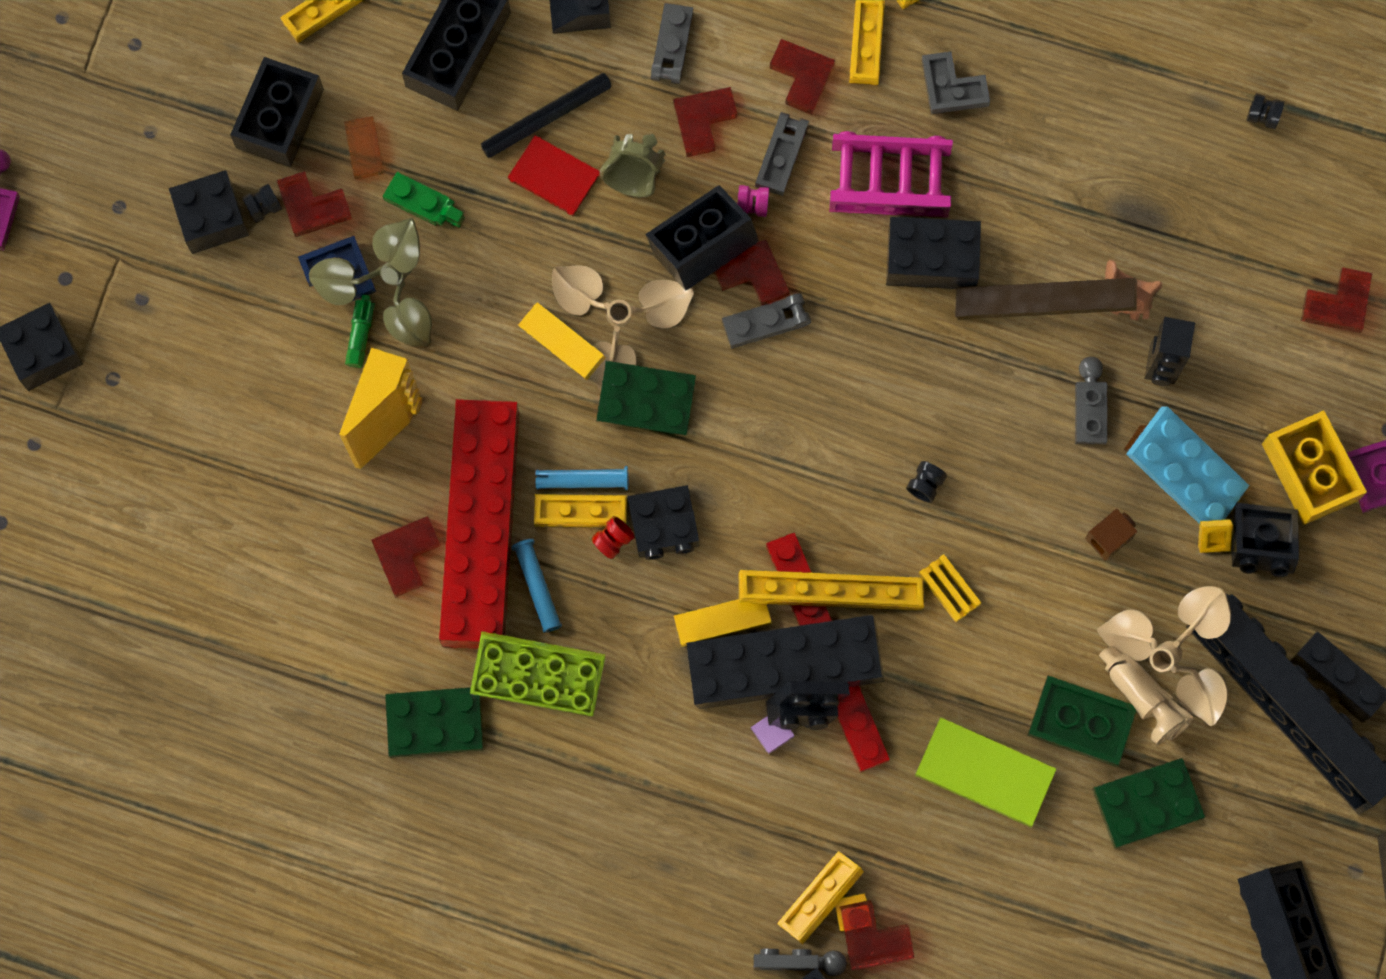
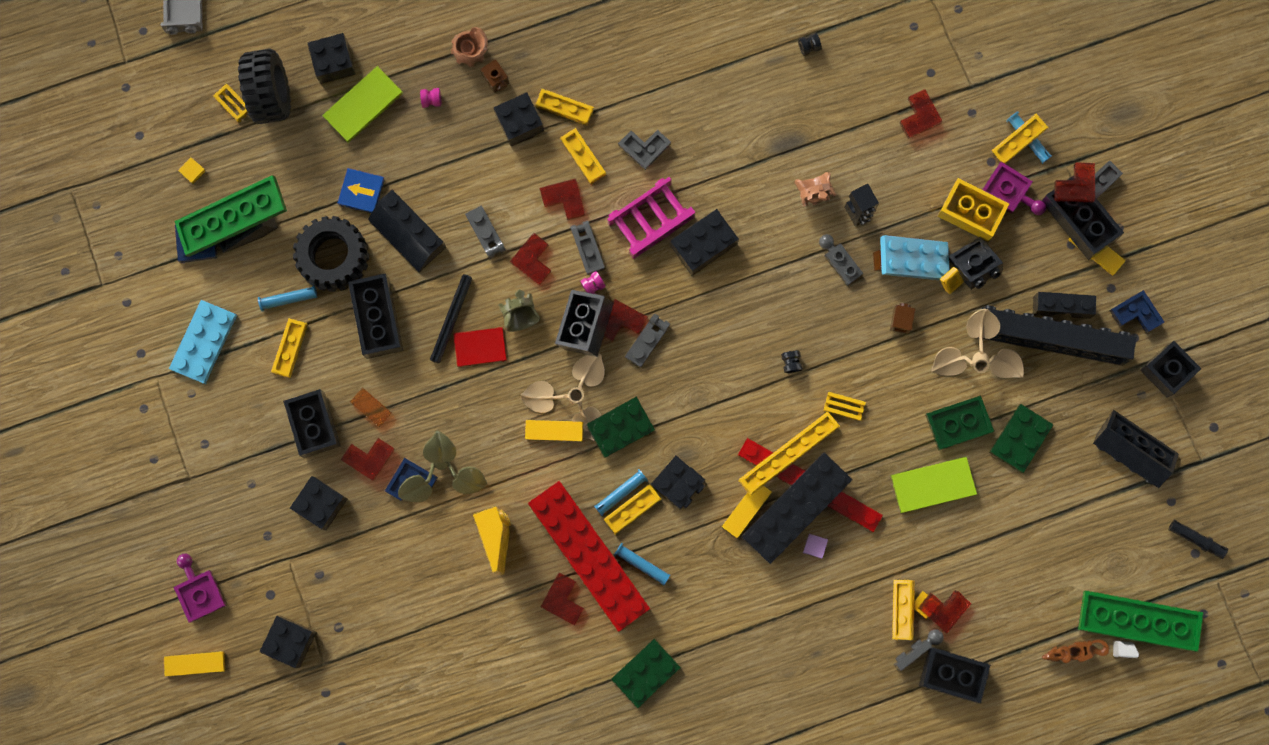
camera: 35 degrees left, 5 degrees up
(269, 203) = (342, 477): black wheel -> none
(359, 332) = (446, 503): green piece -> none
(422, 201) = (423, 412): green hinge -> none
(537, 674) = (679, 609): lime tile -> none
(613, 537) = (661, 511): red wheel -> none
(806, 704) = (824, 521): black plate -> none
(1046, 298) = (780, 224): dark brown tile -> none
(1146, 695) = (980, 386): tan piece -> none

